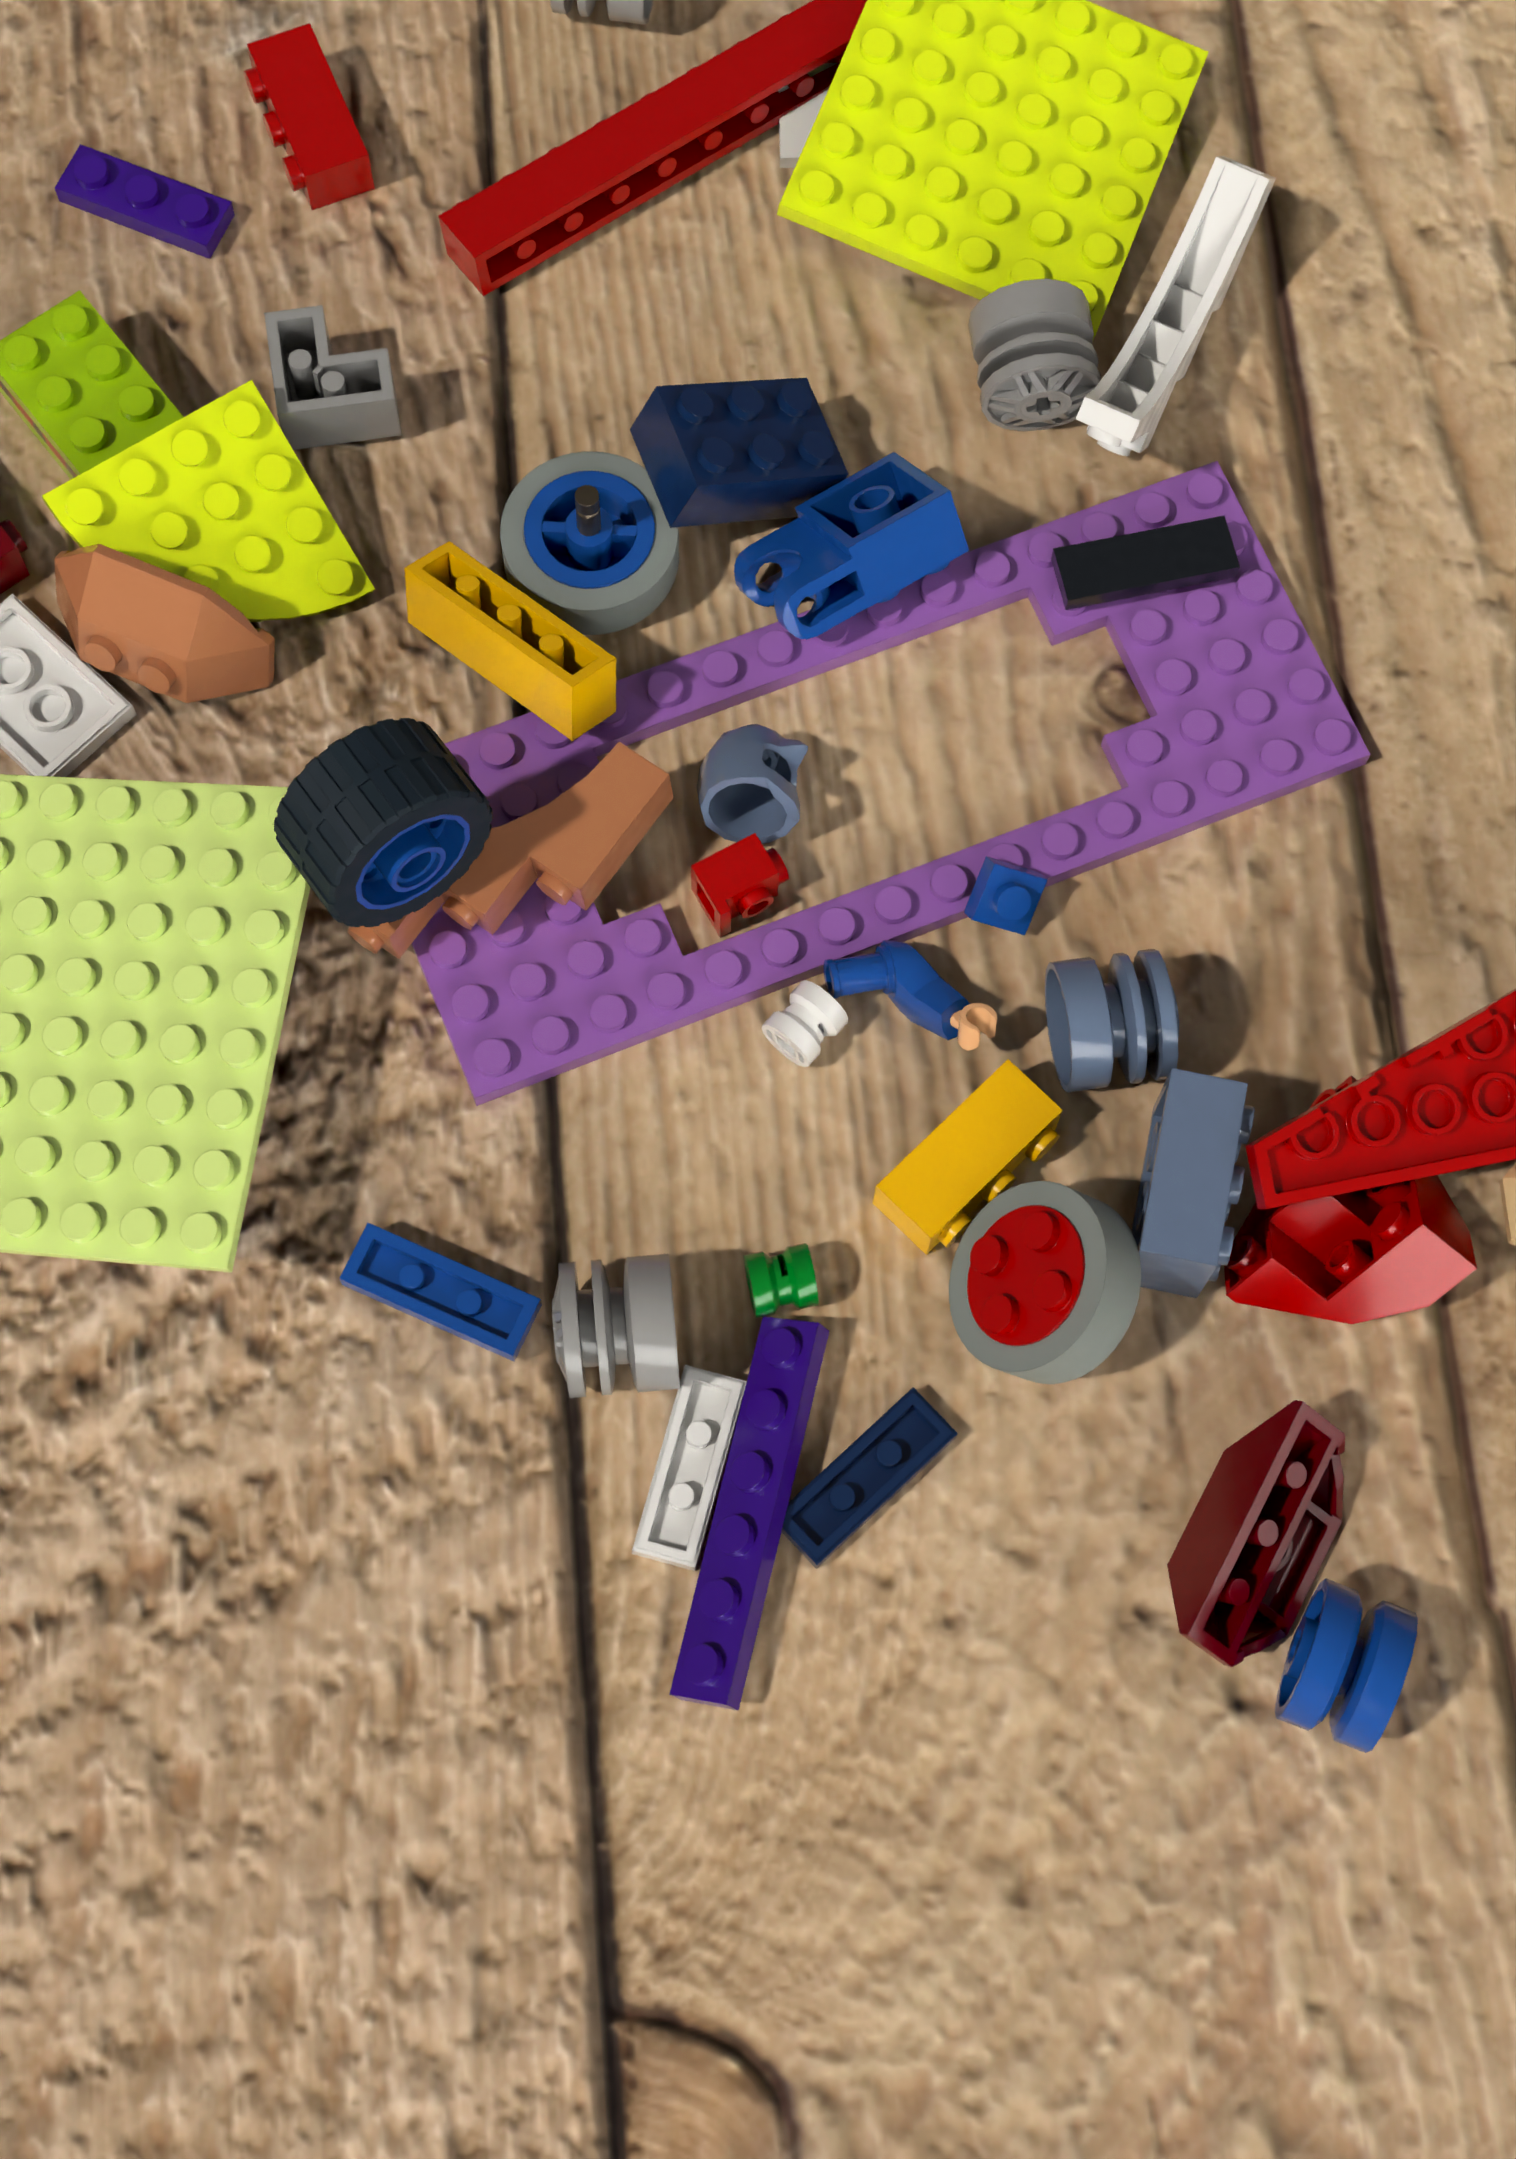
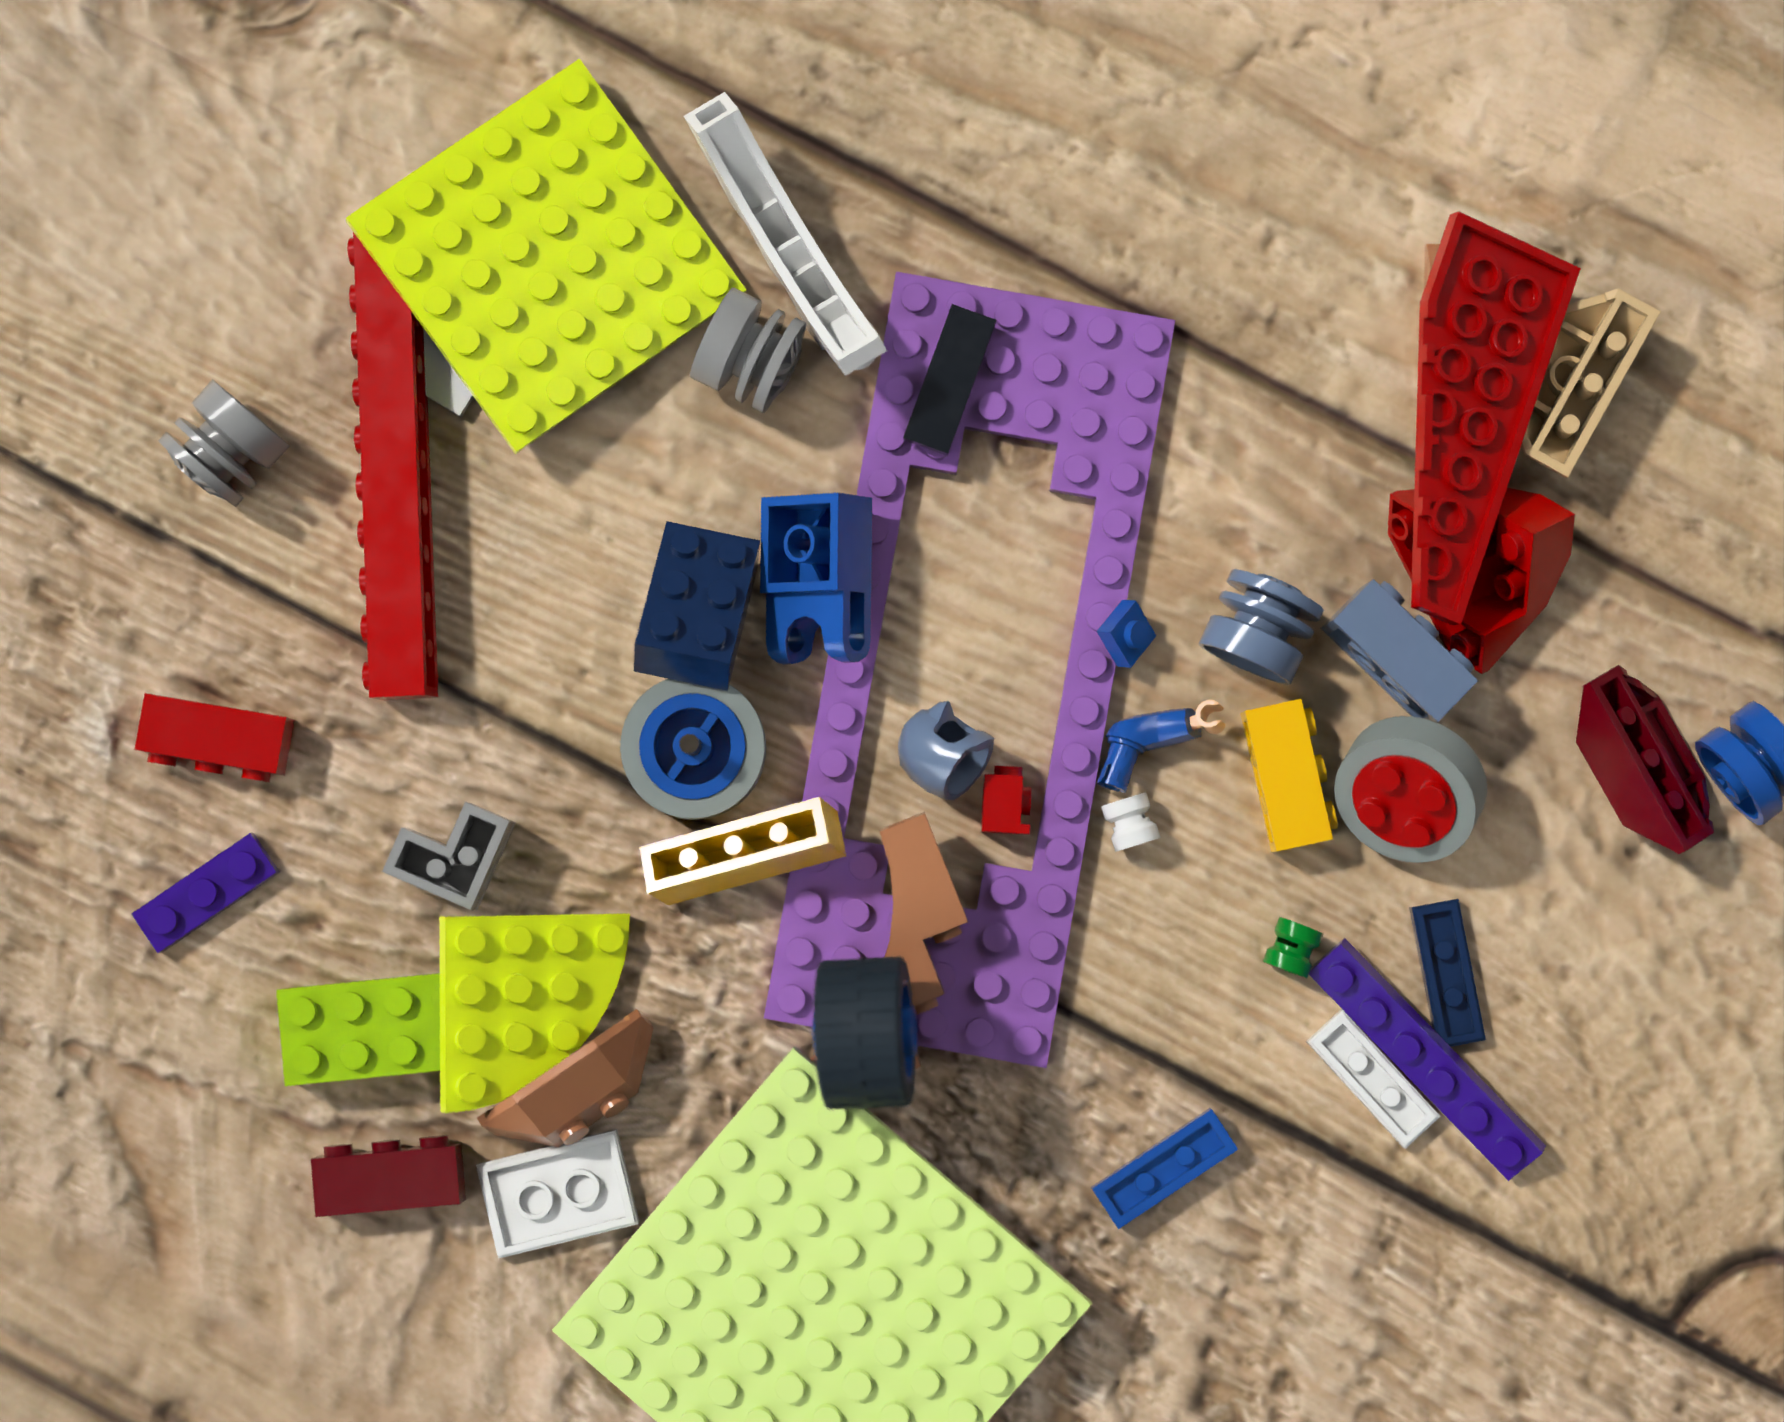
camera: 55 degrees left, 15 degrees up
(617, 1325) = (1267, 1073): light grey wheel -> none

